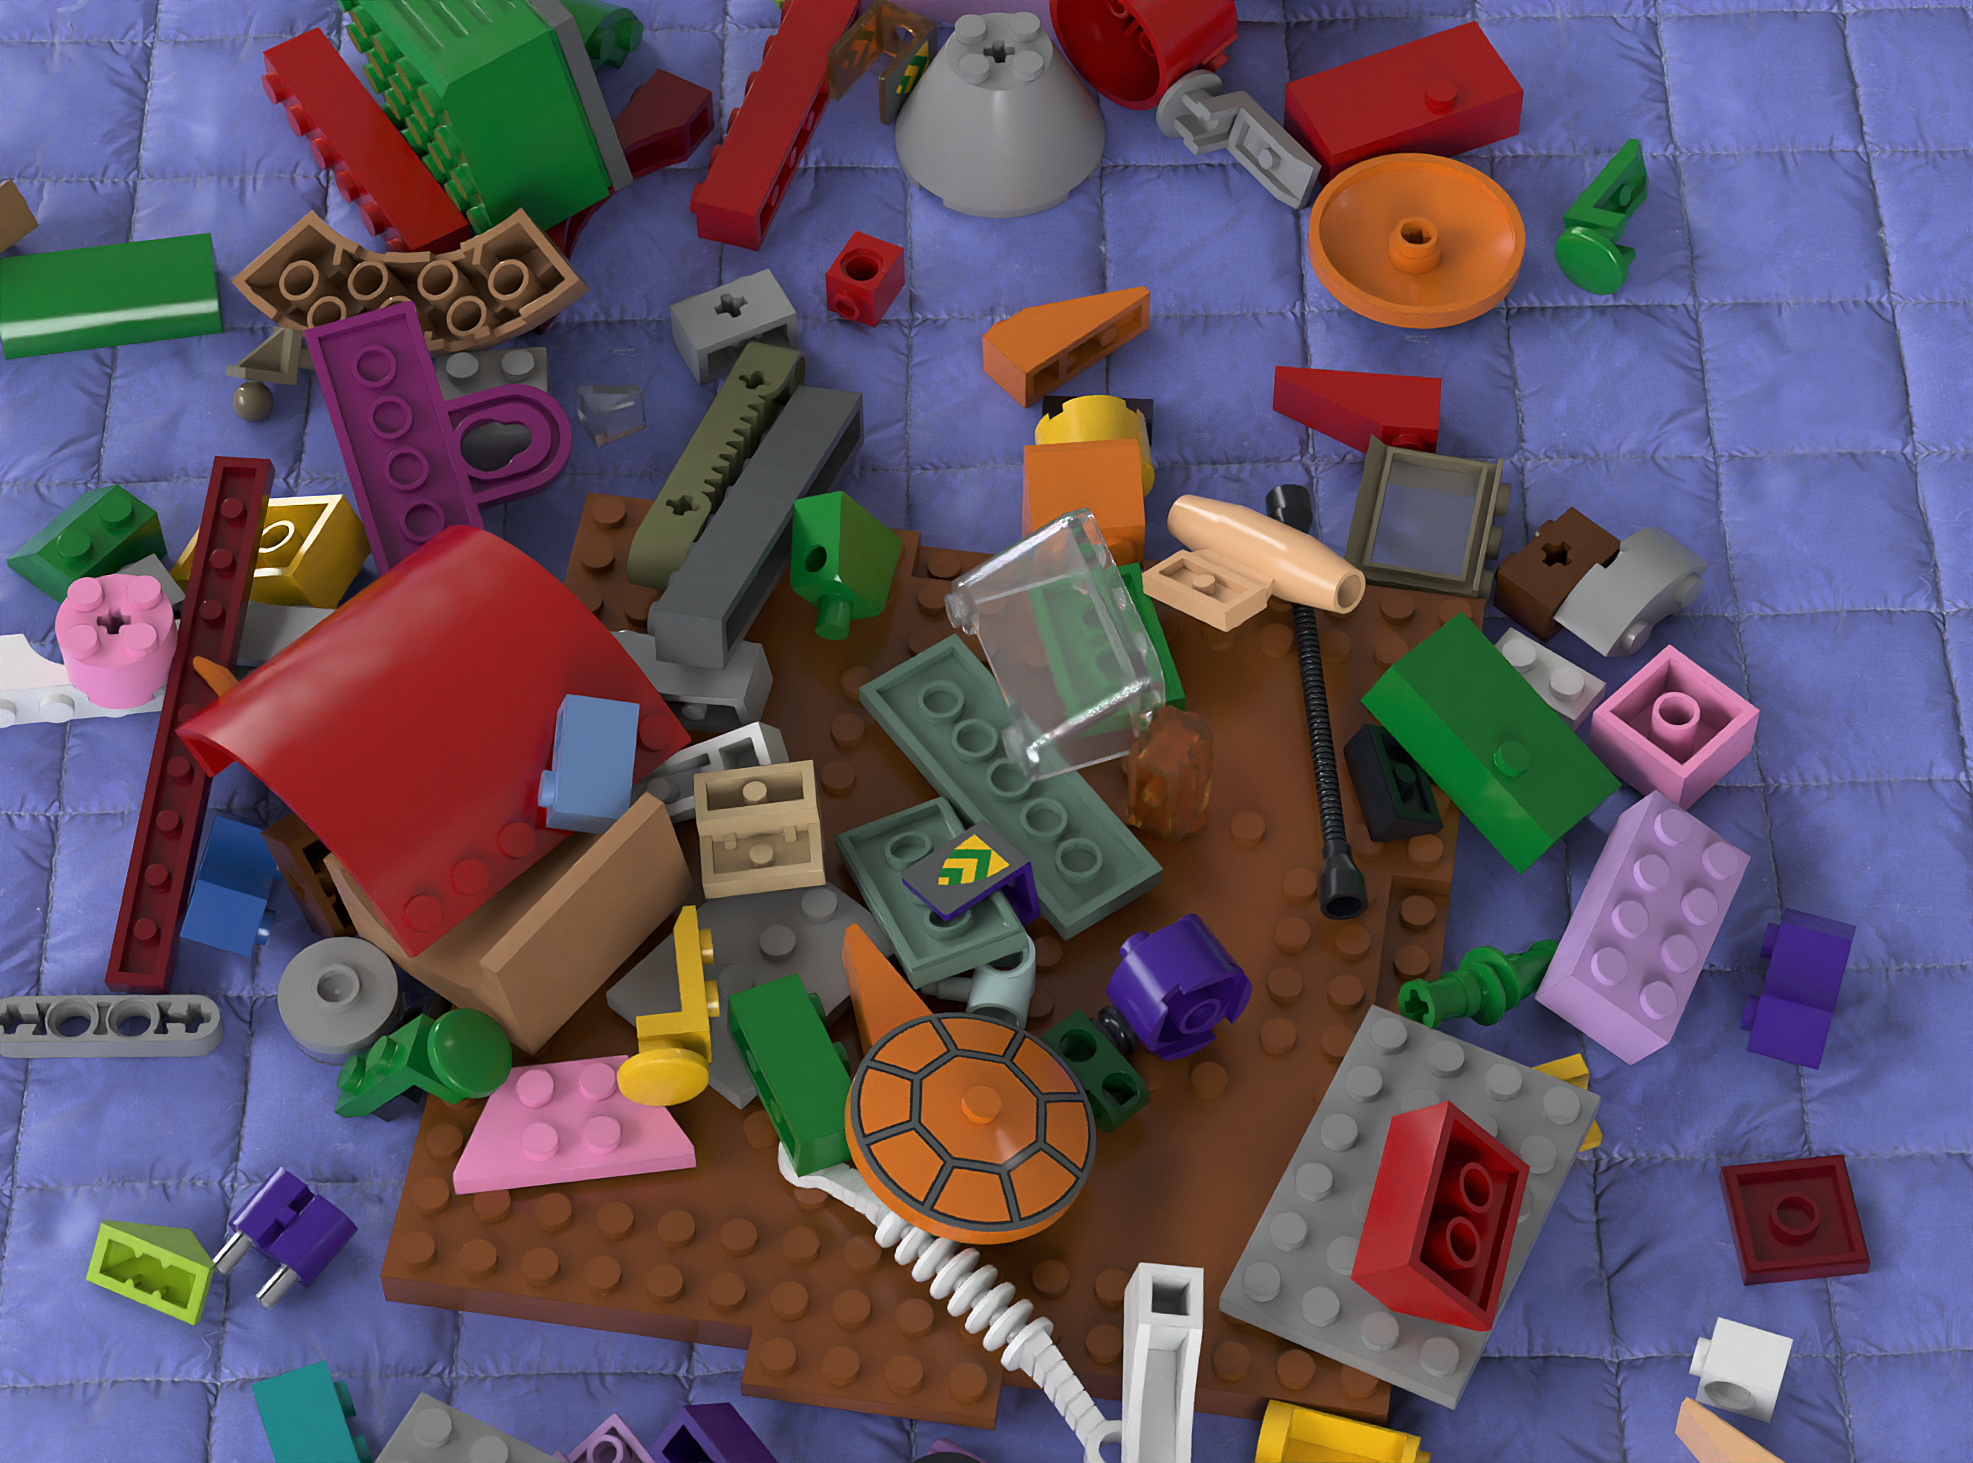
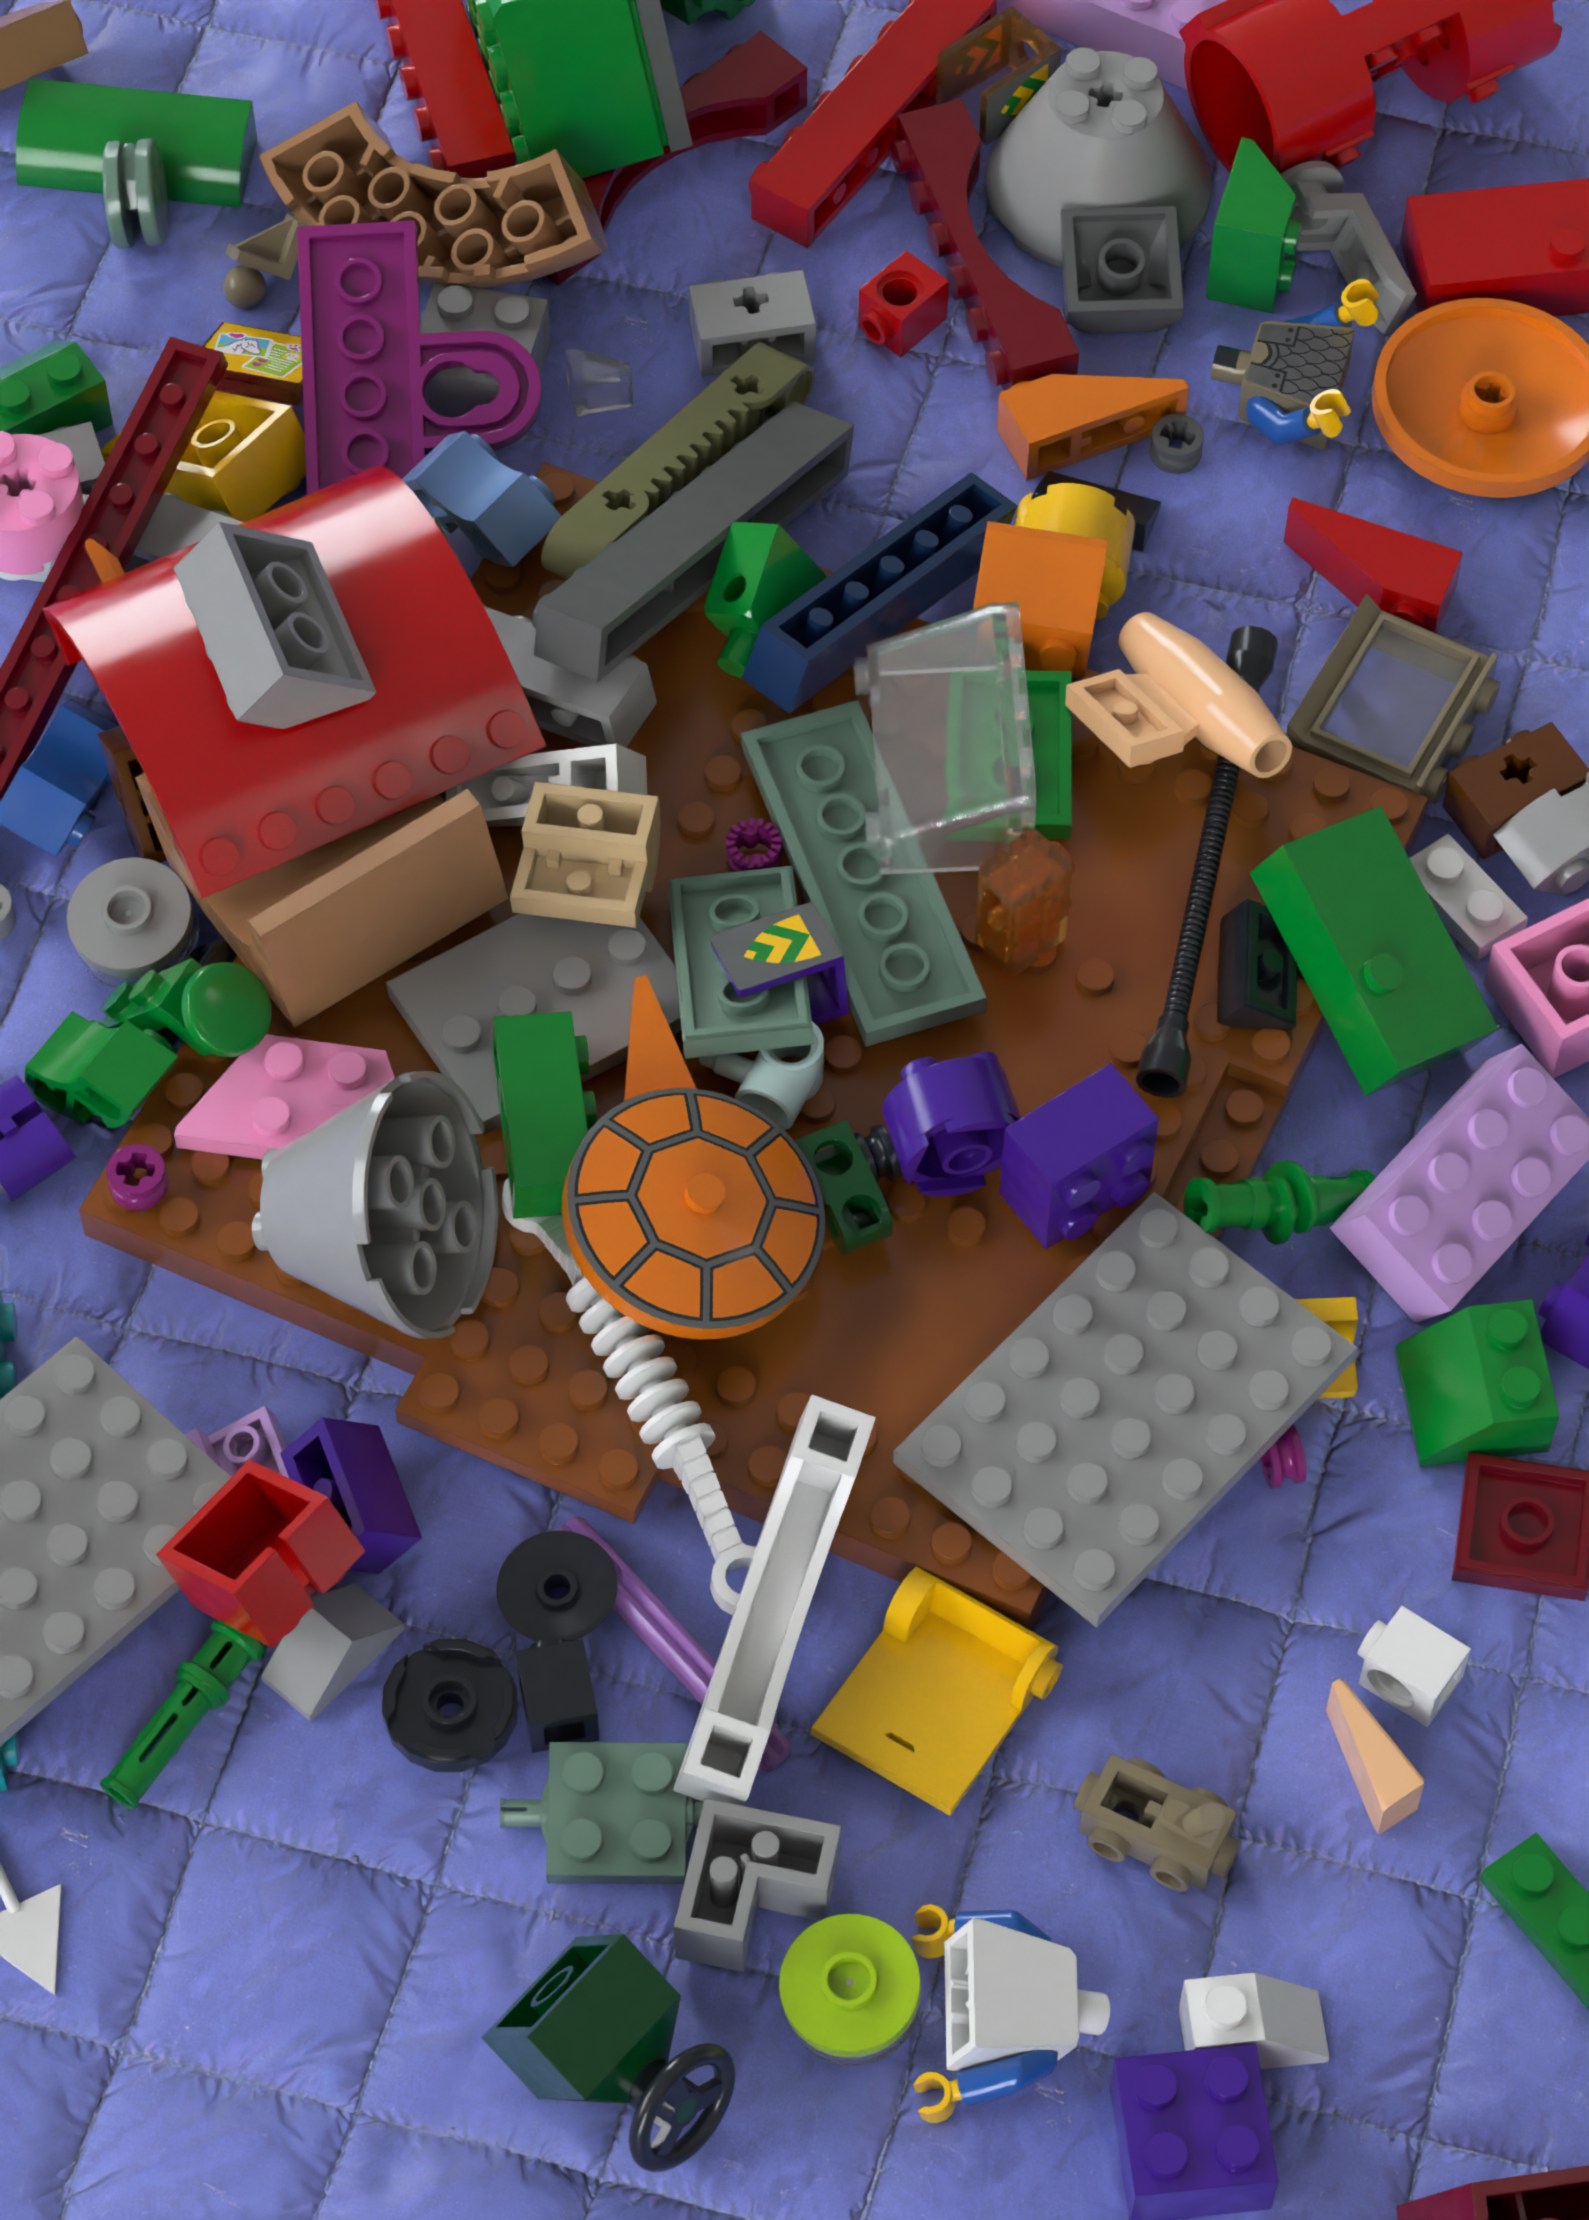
camera: 15 degrees right, 5 degrees up
(126, 335) = (132, 185): none -> sand green head
(302, 463) = (259, 363): none -> tile
(358, 1142) = (98, 1069): none -> green brick
(412, 1227) = (123, 1166): none -> magenta bush
(417, 688) = (272, 627): none -> light grey slope
(565, 537) = (487, 500): none -> medium blue brick
(590, 764) = (425, 746): medium blue brick -> none
(676, 1044) = (444, 1044): yellow piece -> none
(682, 1194) = (387, 1206): none -> light grey cone
(893, 778) = (749, 835): none -> magenta bush
(939, 535) = (875, 593): none -> dark blue brick
(972, 277) = (1018, 331): none -> dark red arch
(1053, 203) = (1121, 269): none -> dark grey slope
(1150, 359) = (1173, 459): none -> dark grey bush
(1162, 146) = (1253, 234): none -> green slope
(1239, 256) = (1299, 370): none -> torso
(1300, 989) = (1078, 1157): none -> dark purple brick
(1441, 1219) = (1139, 1431): red slope -> none
(1565, 1217) = (1285, 1460): none -> magenta bush
(1711, 1104) = (1478, 1385): none -> green slope

